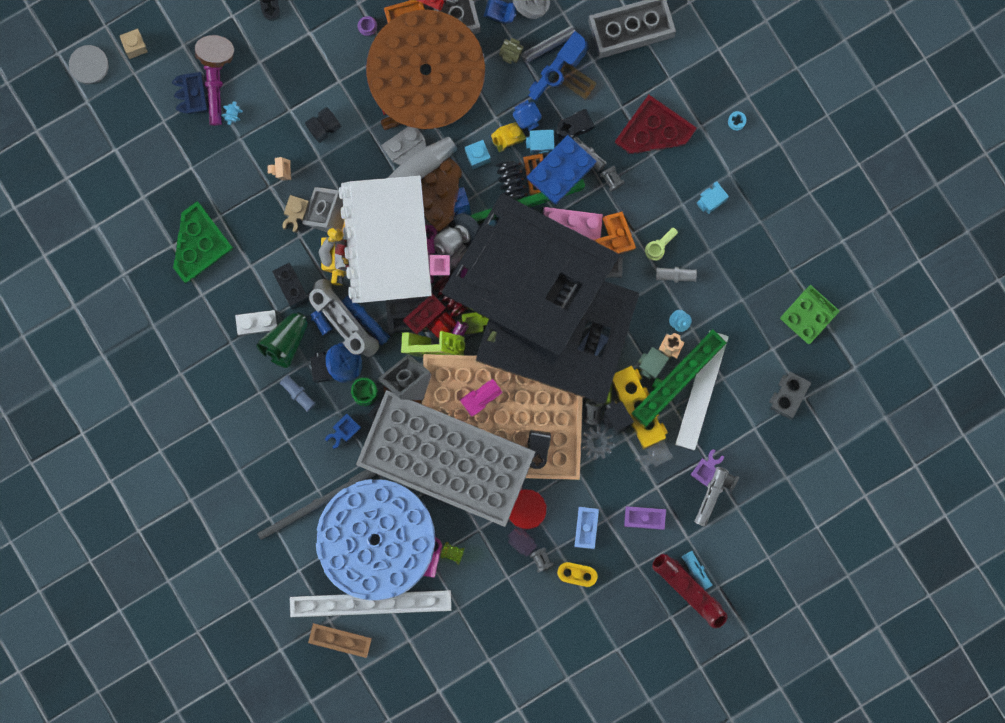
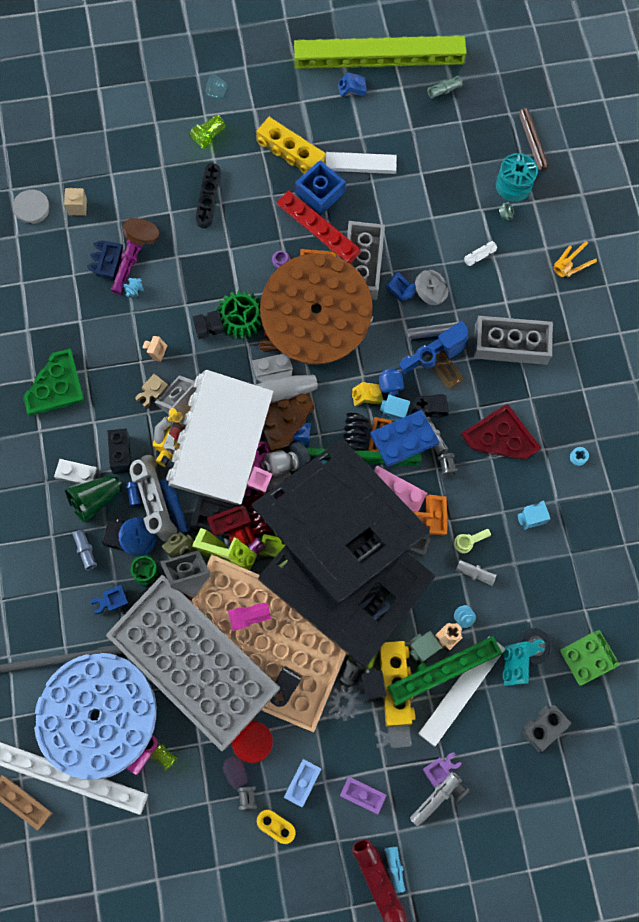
camera: 15 degrees right, 10 degrees down
(344, 107) = (229, 321): none -> green gear
(387, 356) = (179, 545): none -> olive brick
(477, 154) = (334, 399): medium azure brick -> none
(511, 50) = (398, 323): olive gear -> none
(752, 326) = (532, 648): none -> teal plate

